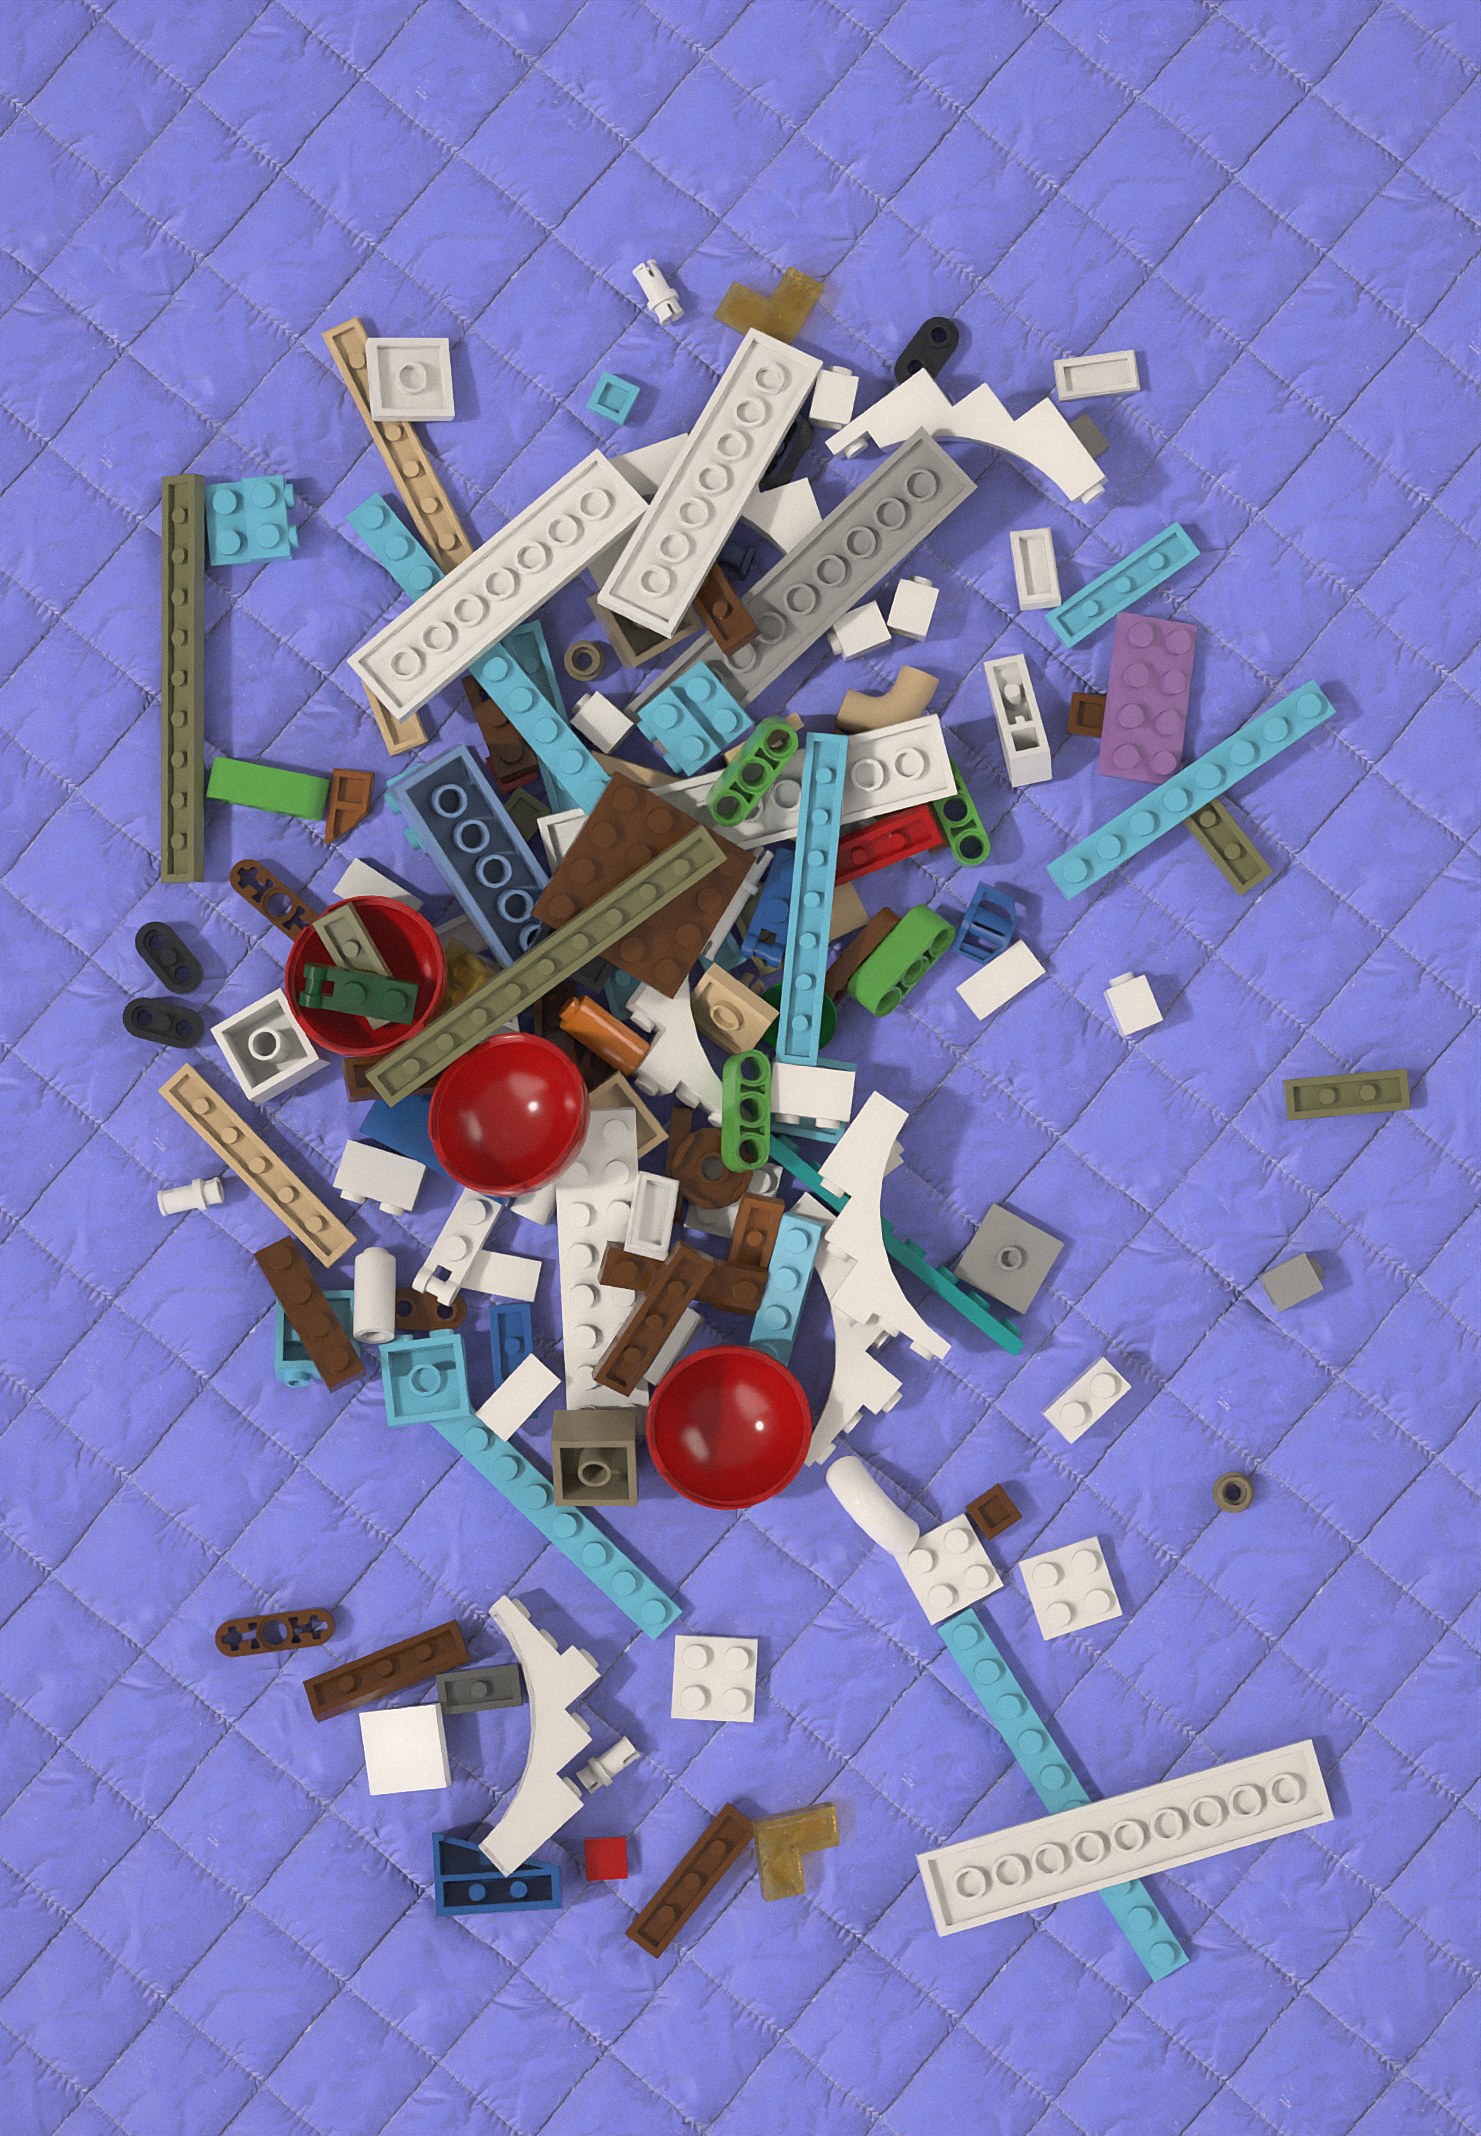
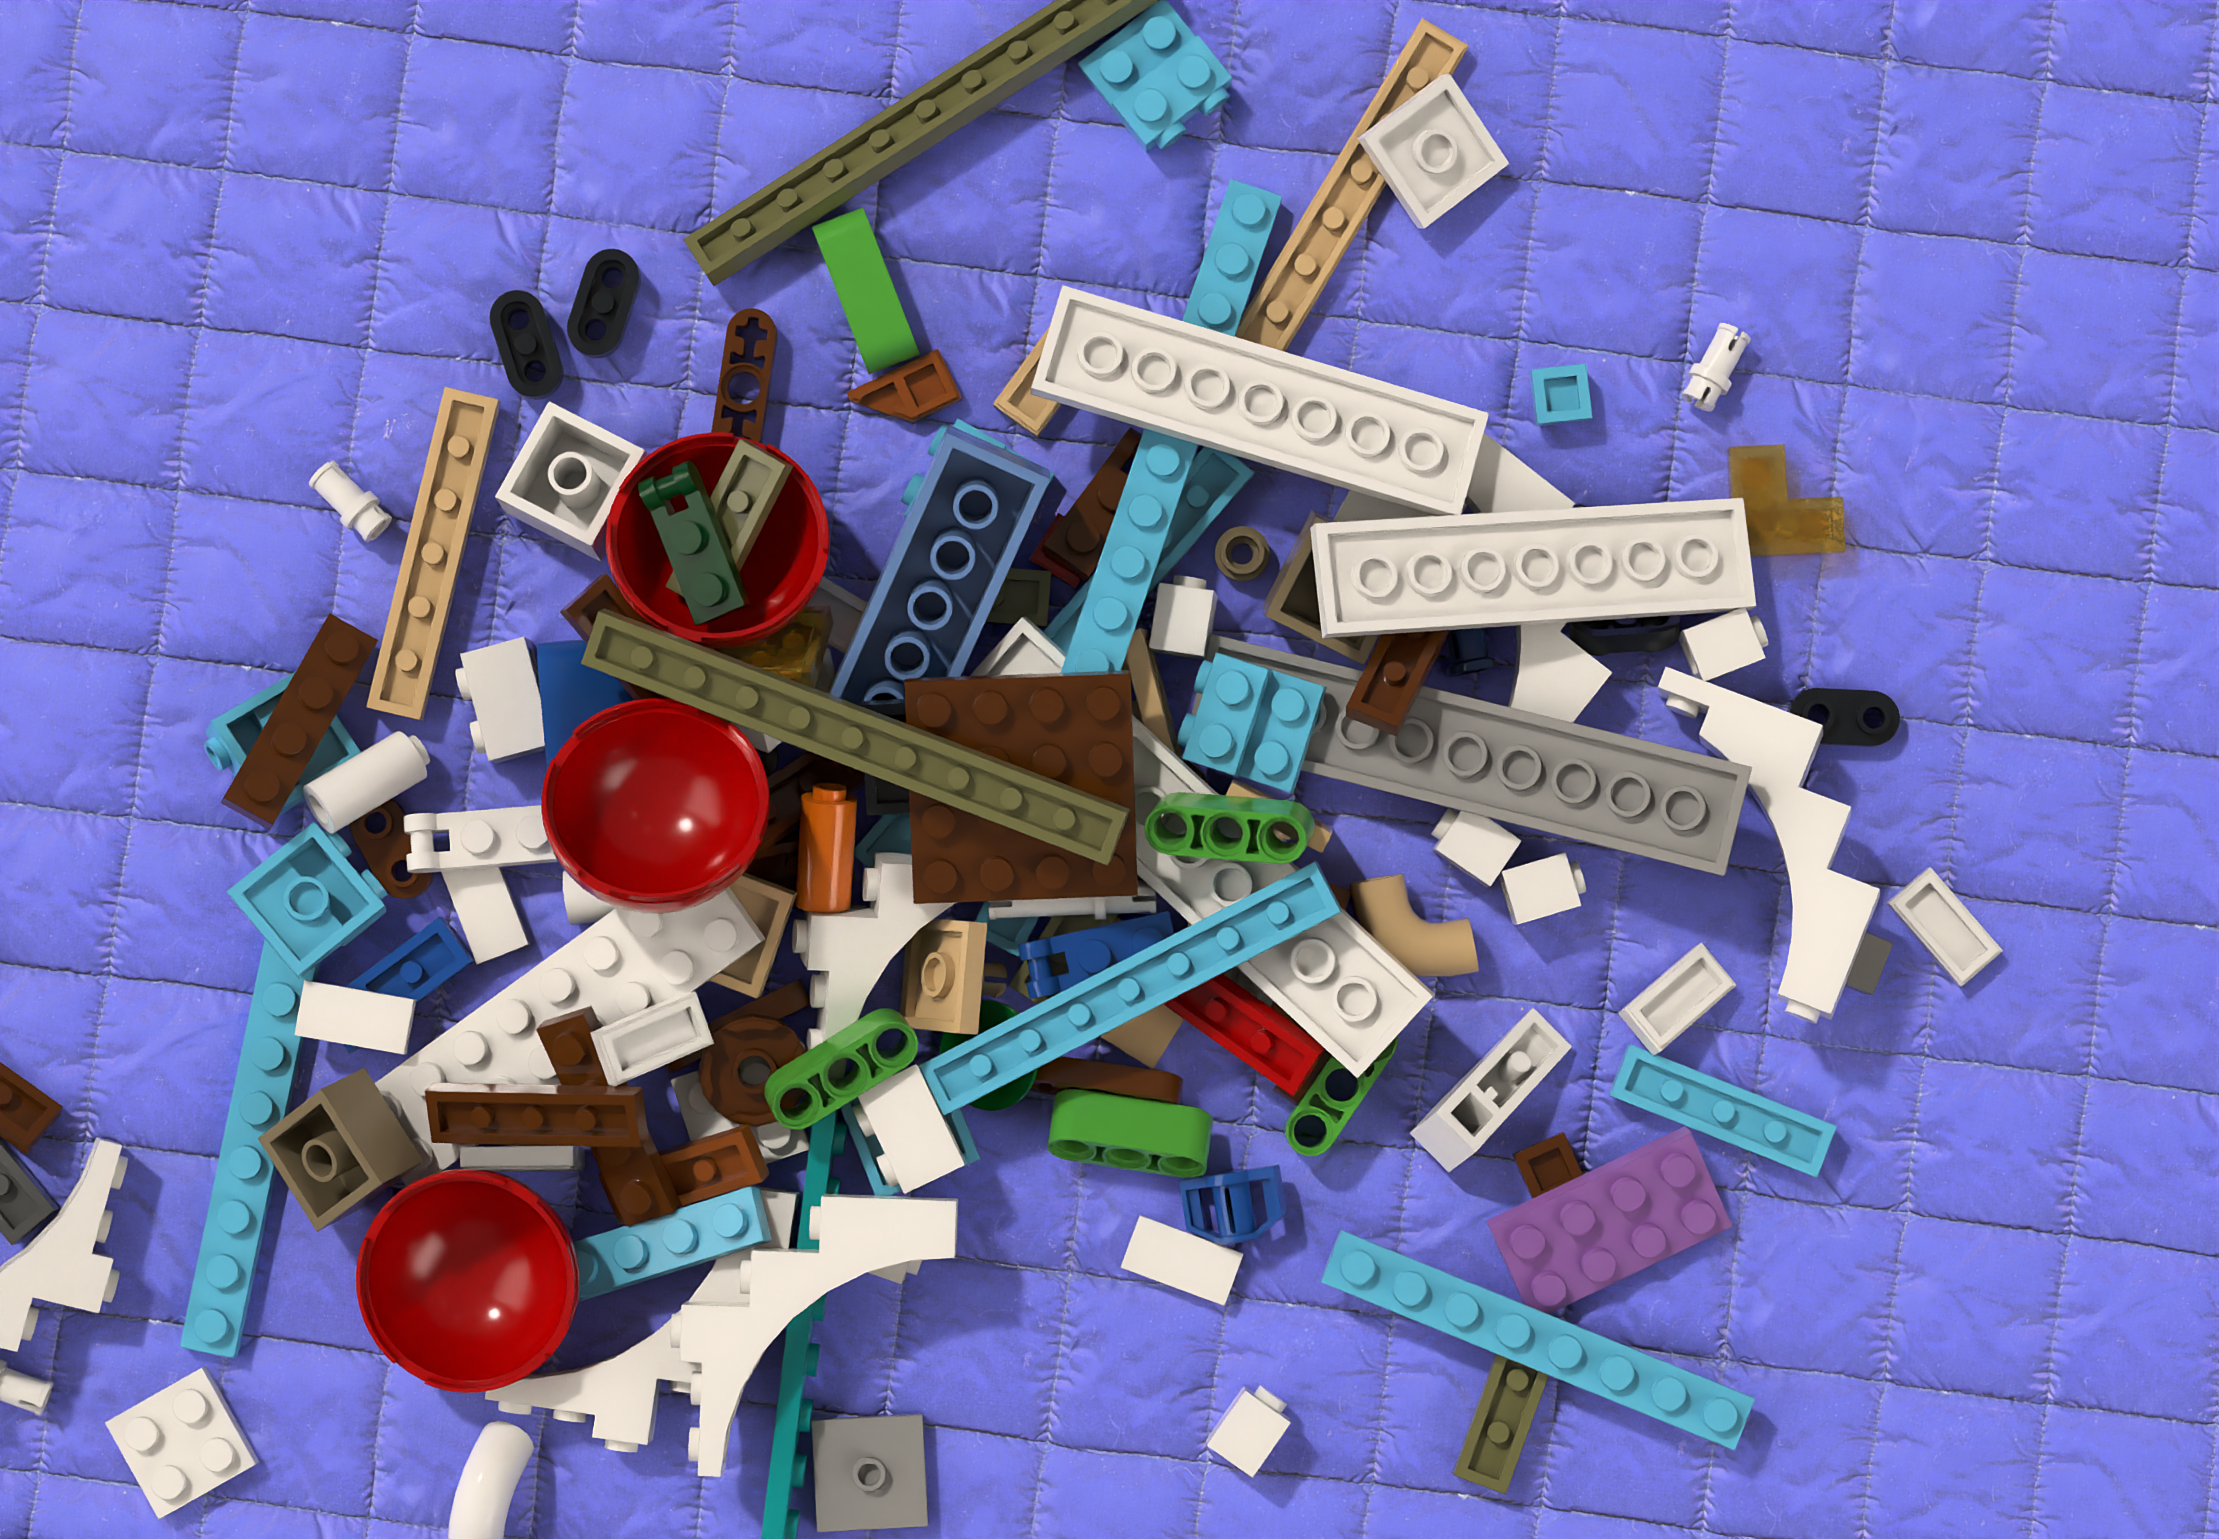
camera: 60 degrees right, 0 degrees up
(365, 881) = (831, 471): white tile -> none

